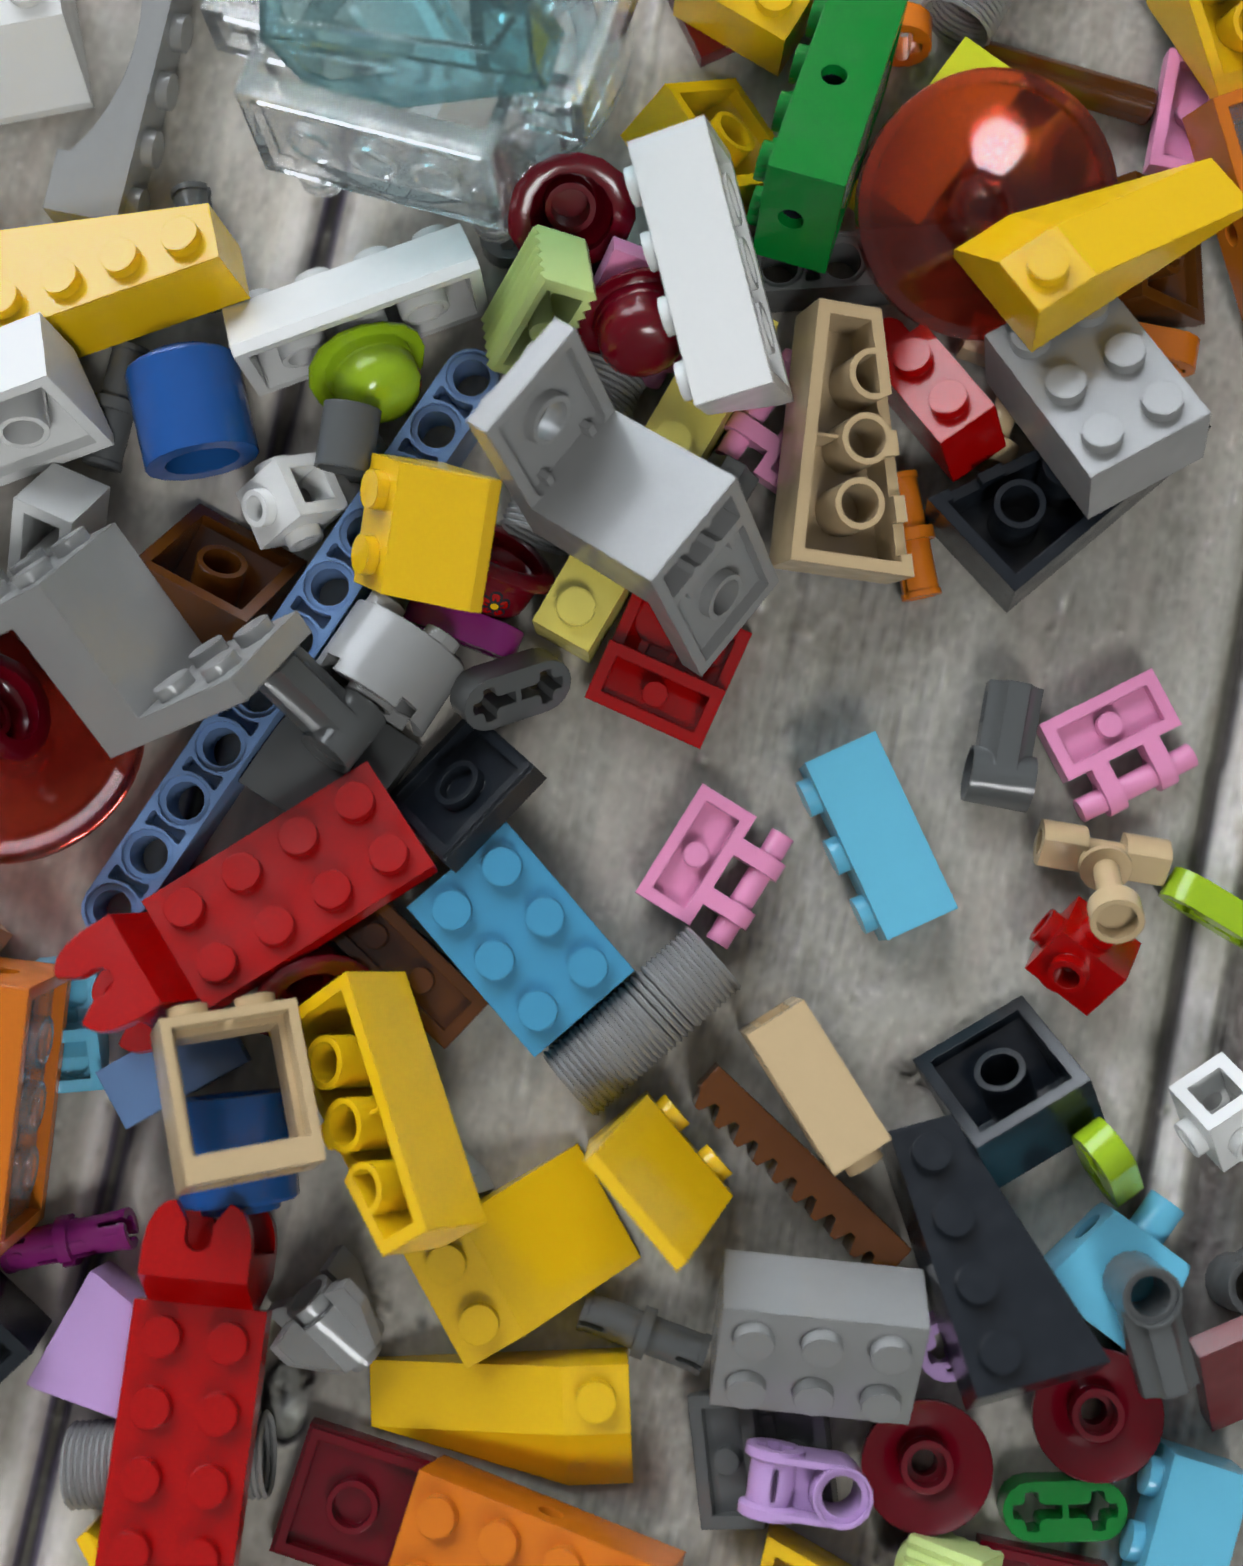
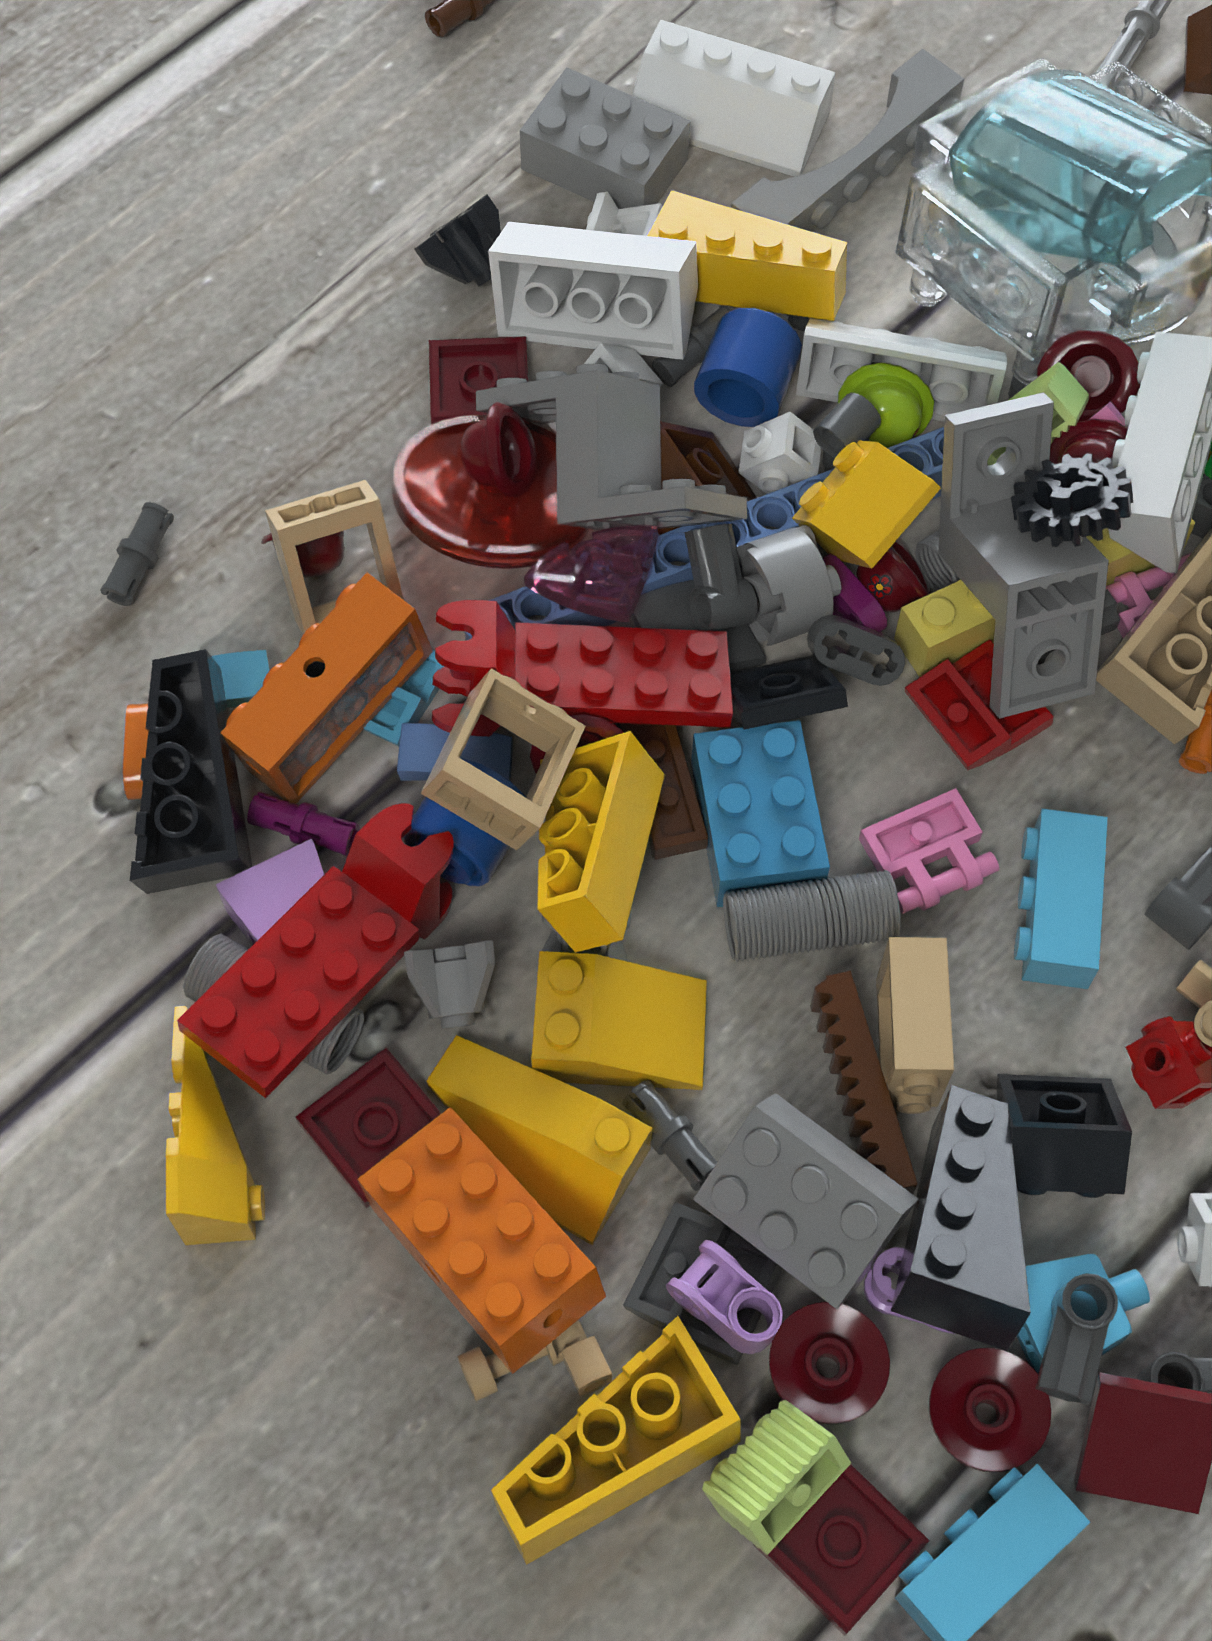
camera: 30 degrees right, 20 degrees down
(189, 788) = (598, 574): none -> clear pink brick
(656, 423) = (1072, 500): none -> black gear
(660, 1175) = (759, 1013): yellow slope -> none
(1061, 1523) = (910, 1483): green beam -> none
(1108, 1161) = (1110, 1216): lime beam -> none

